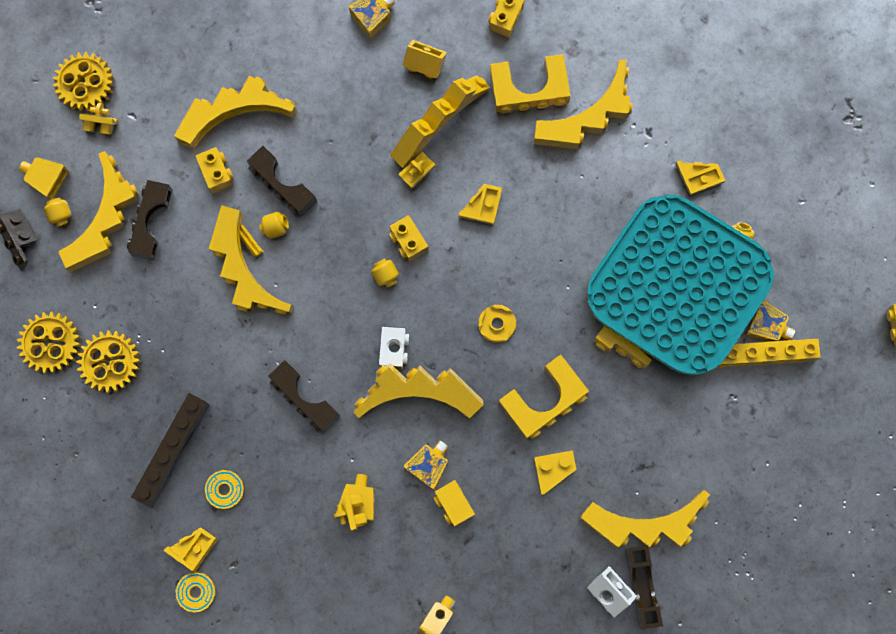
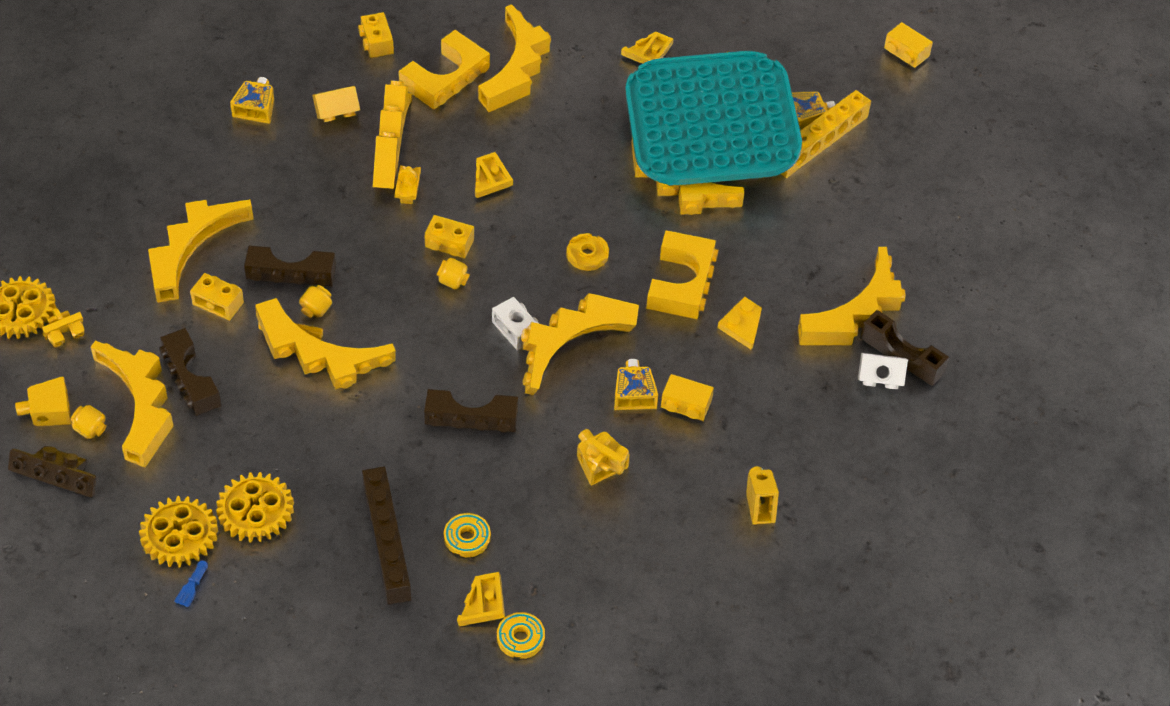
camera: 45 degrees left, 25 degrees down
(23, 391) = (188, 591): none -> blue piece

